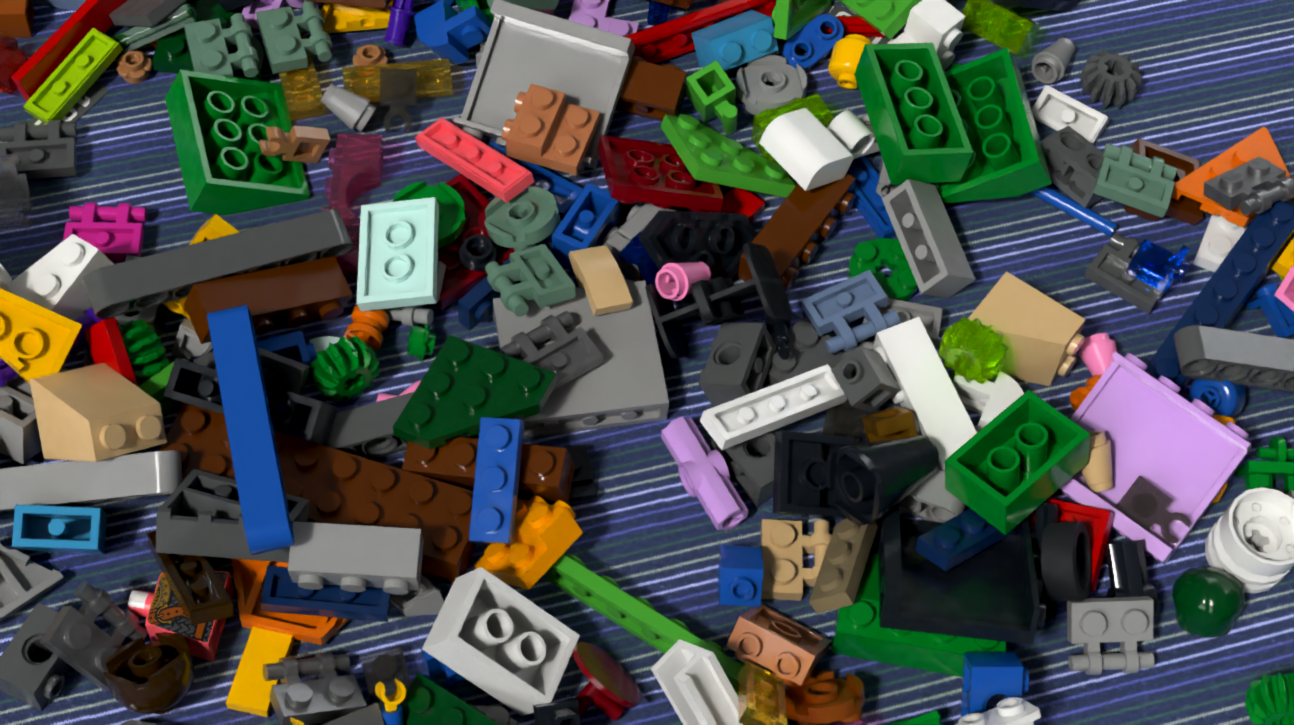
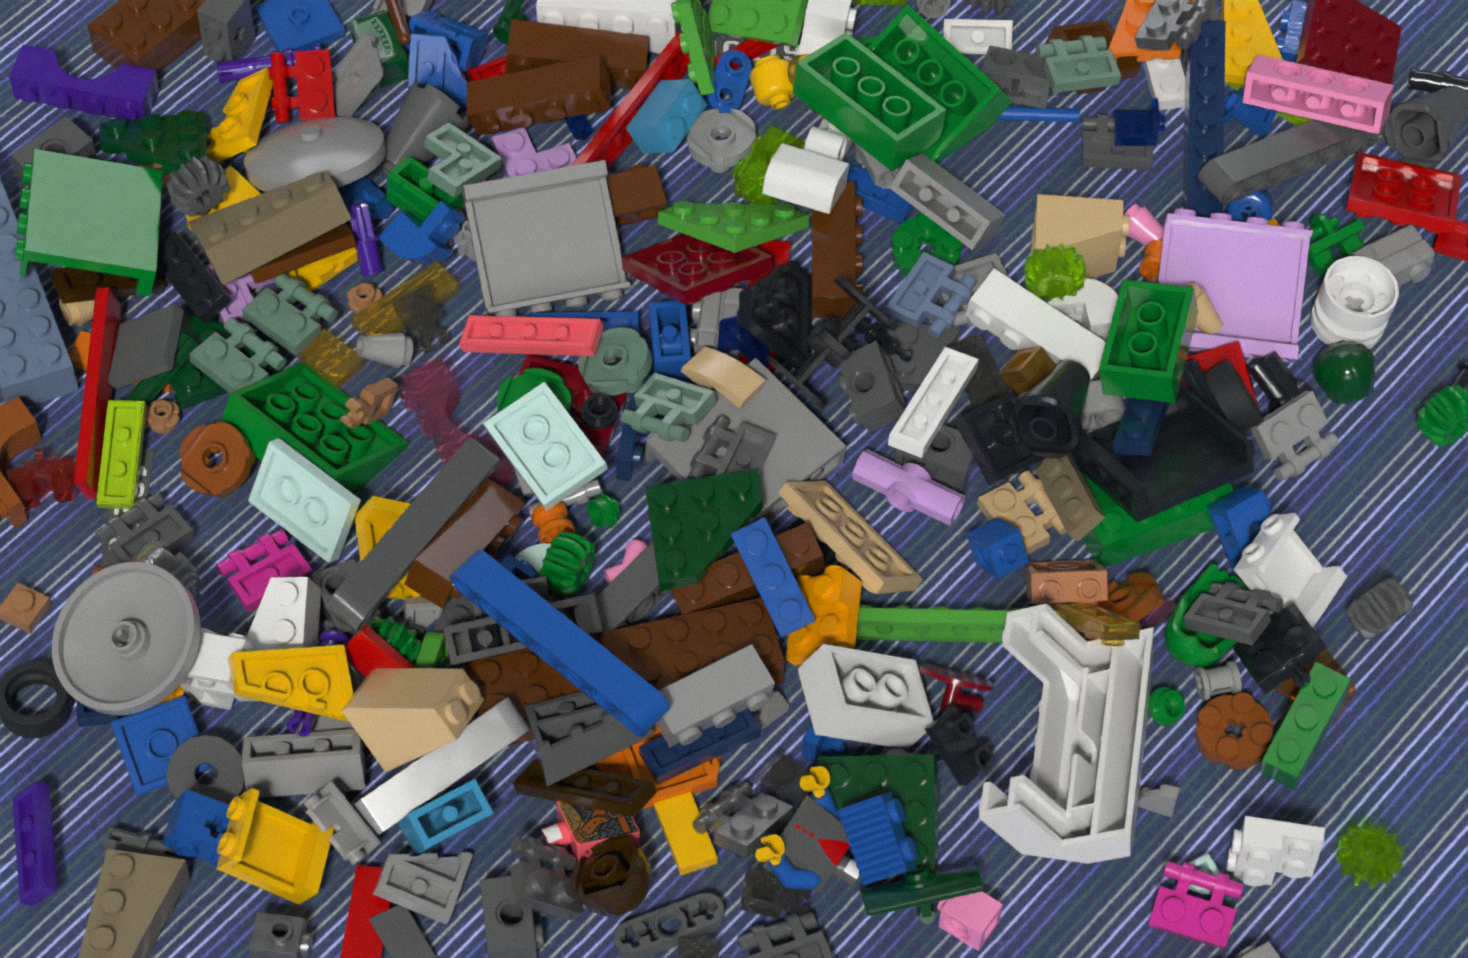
camera: 30 degrees left, 0 degrees up
(154, 128) = (235, 463): none -> dark orange plate
(174, 189) = (304, 500): none -> light aqua plate
(549, 130) = (581, 276): nougat plate -> none
(611, 487) = (849, 537): none -> tan plate
(676, 279) = (790, 340): bright pink cone -> none
(713, 96) = (684, 172): bright green brick -> none
(865, 379) = (984, 341): dark grey brick -> none
(1149, 507) = (1260, 323): clear smoke plate -> none

